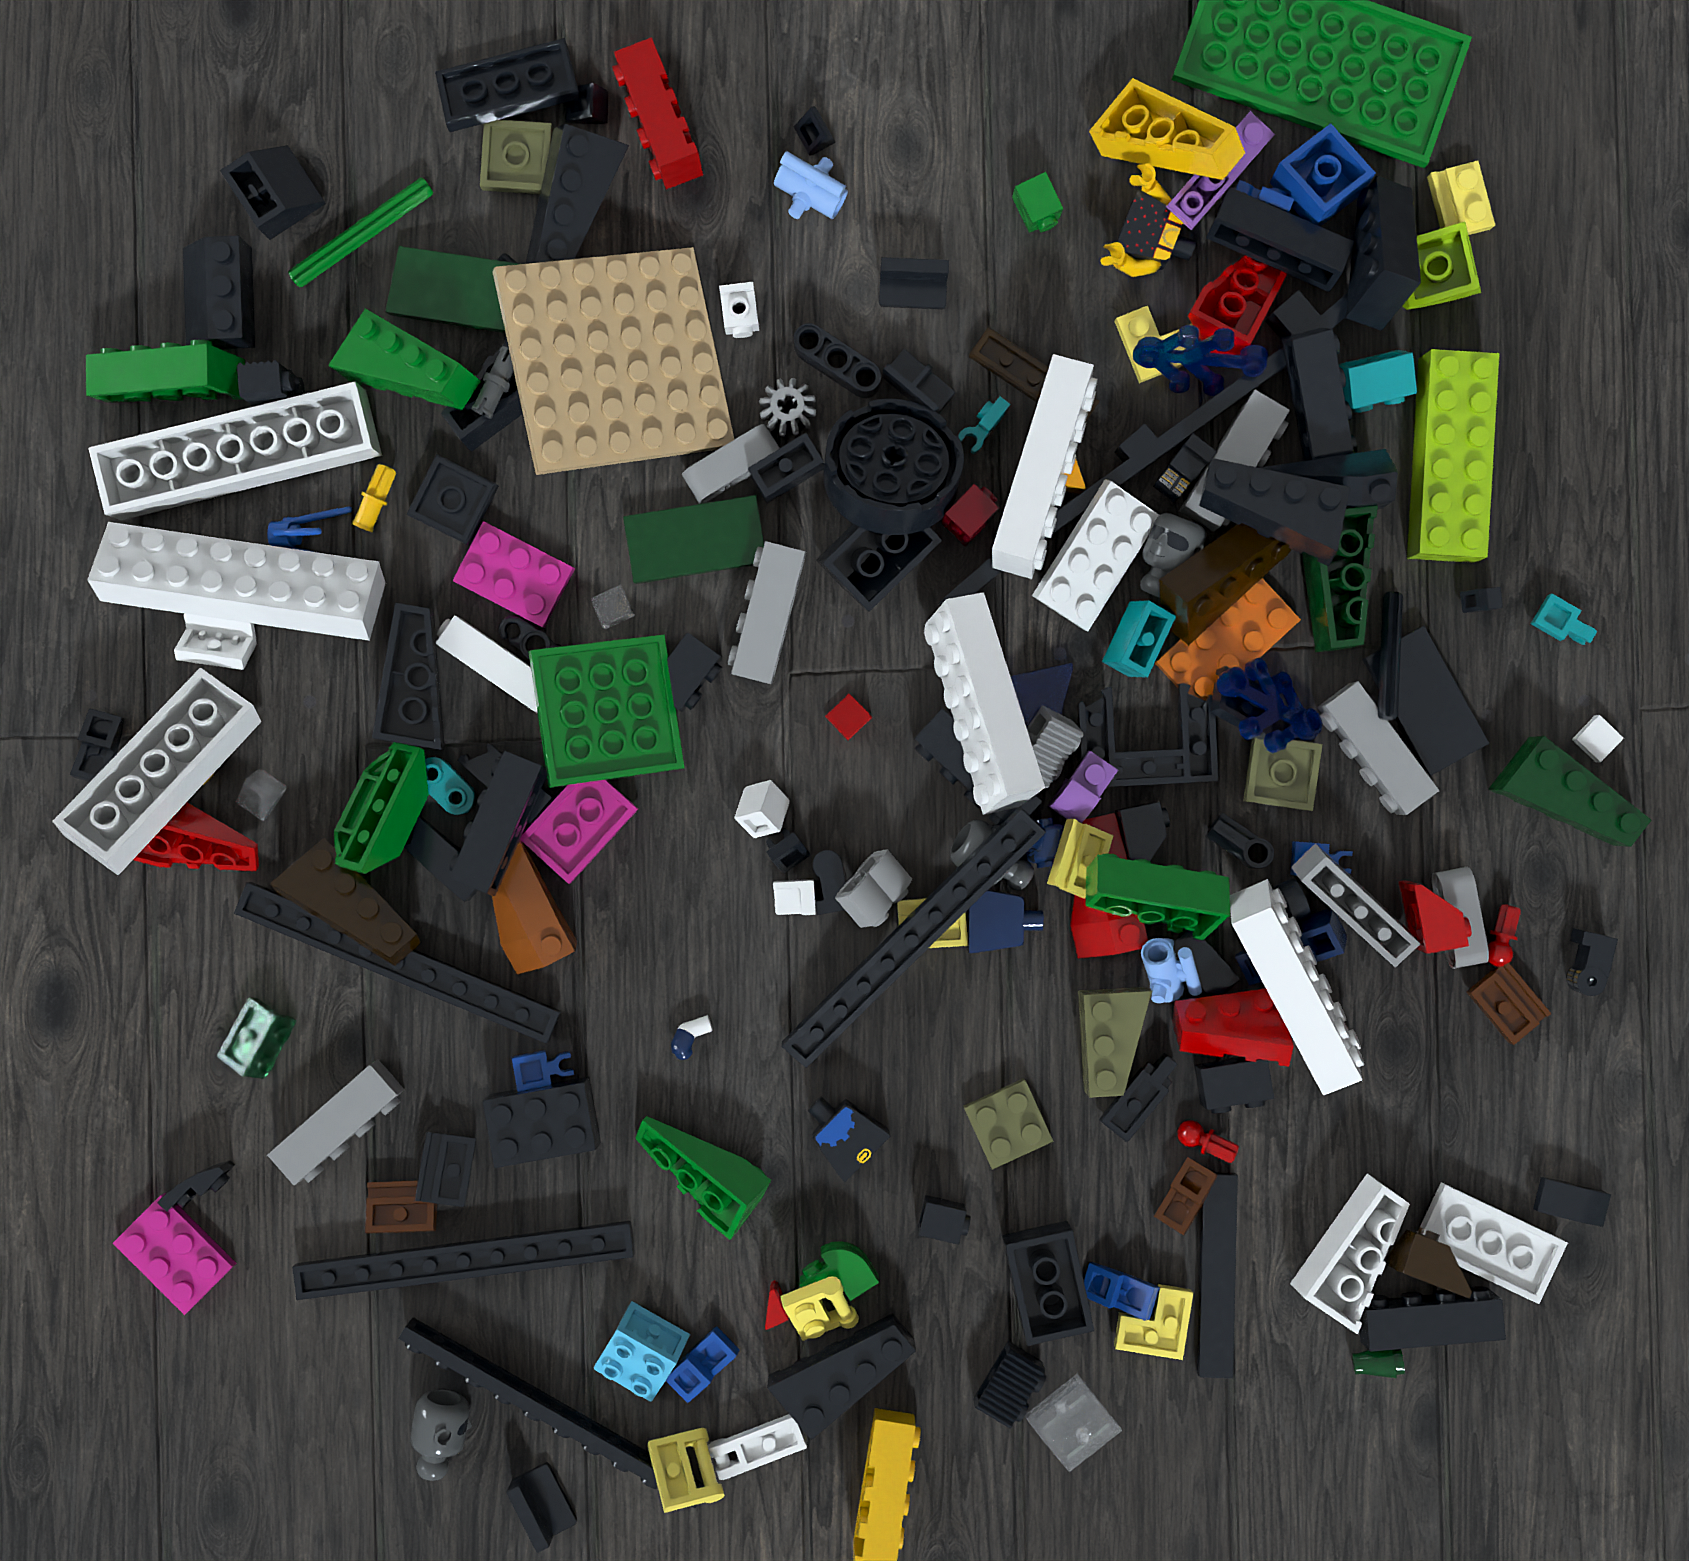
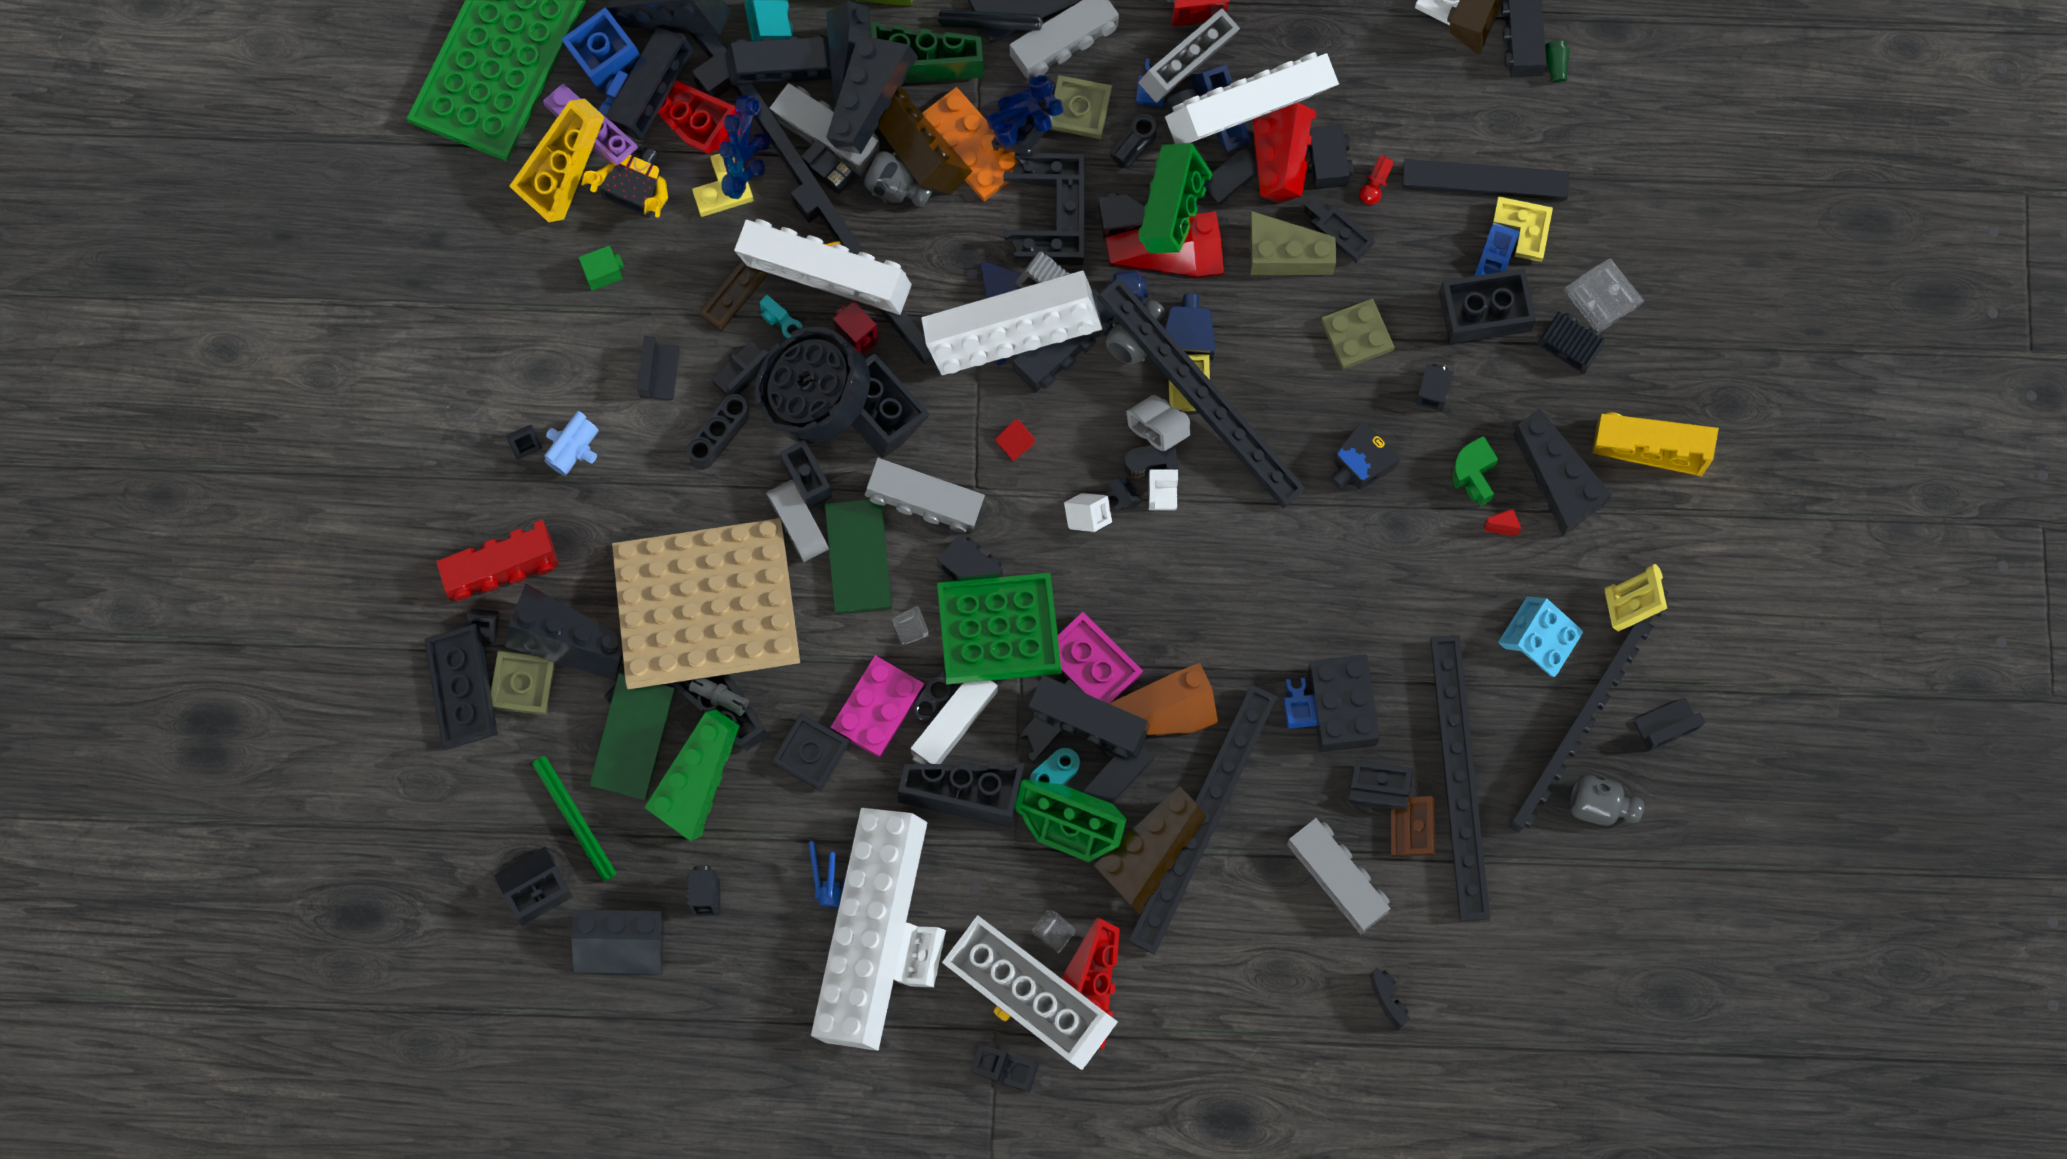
camera: 90 degrees left, 15 degrees down
(163, 372) = (683, 988): green wedge -> none
(174, 1254) = (1448, 1025): dark pink plate -> none
(235, 451) = (757, 927): white brick -> none
(256, 1039) = (1264, 942): clear green bracket -> none
(374, 497) = (804, 817): yellow axle -> none
(685, 1035) = (1276, 585): arm -> none
(701, 1364) = (1549, 584): blue slope -> none
(717, 1179) = (1394, 569): green wedge -> none
(739, 295) = (662, 516): white brick -> none
(757, 1446) = (1619, 542): white plate -> none
(780, 398) = (741, 476): light grey gear -> none
(809, 1313) = (1504, 494): light yellow plate -> none
(1075, 852) = (1135, 260): light yellow plate -> none
(1083, 789) = (1086, 257): medium lavender brick -> none
(1096, 555) = (895, 236): white plate -> none
(1138, 638) = (965, 207): teal brick -> none
(1168, 974) = (1235, 199): light blue pin -> none
(1186, 1196) = (1420, 198): reddish brown slope -> none
(1352, 1253) = (1468, 74): white wedge -> none

